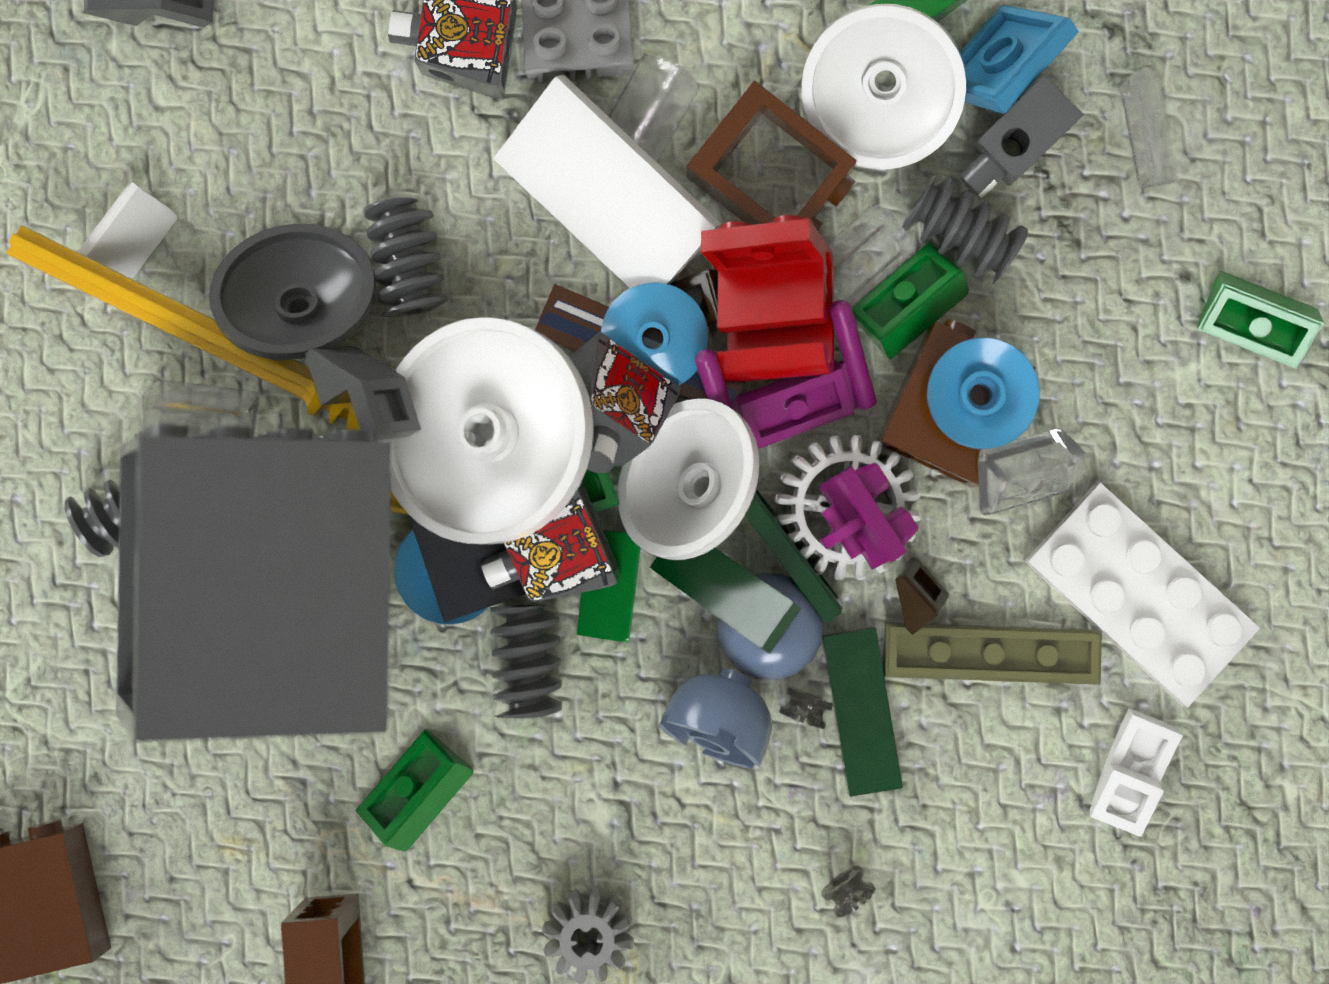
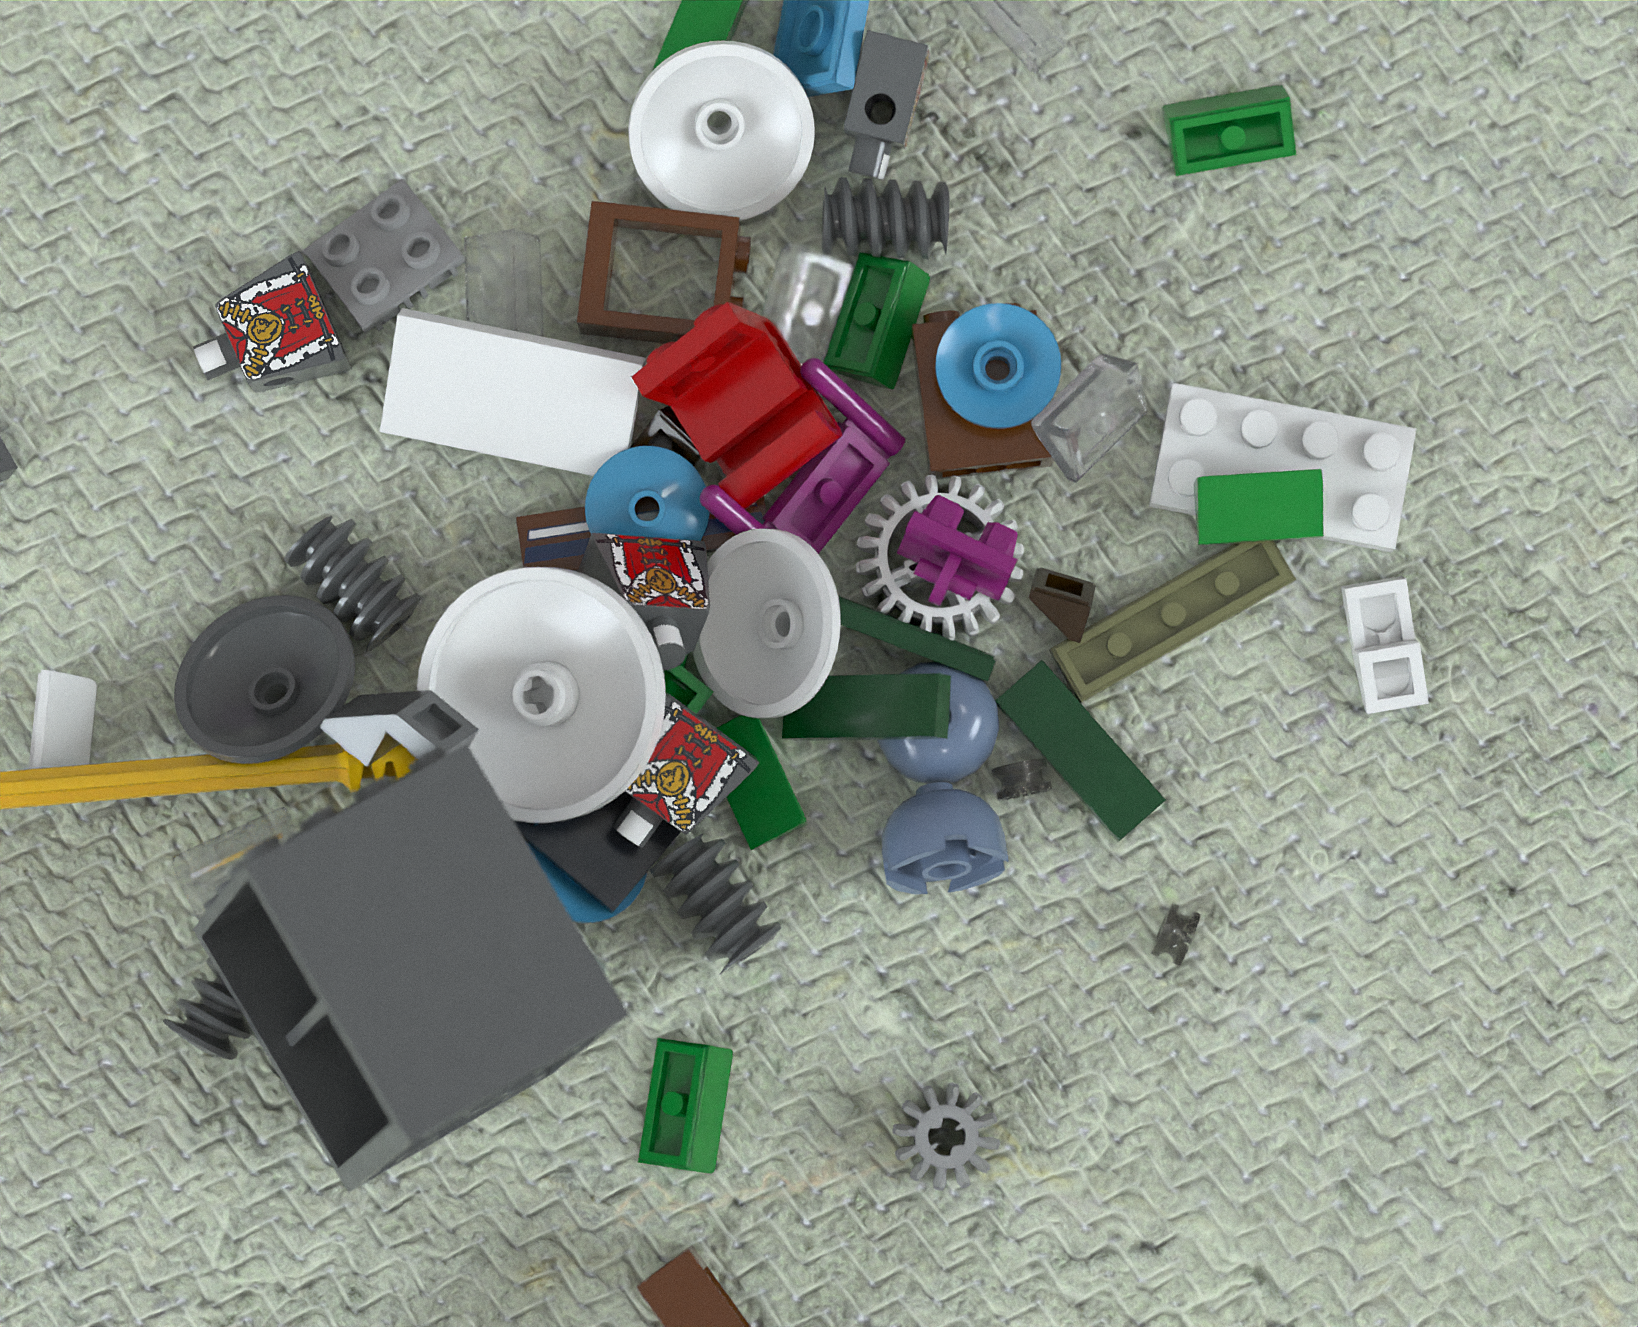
camera: 30 degrees left, 5 degrees down
(1110, 617) = (1259, 506): none -> green slope

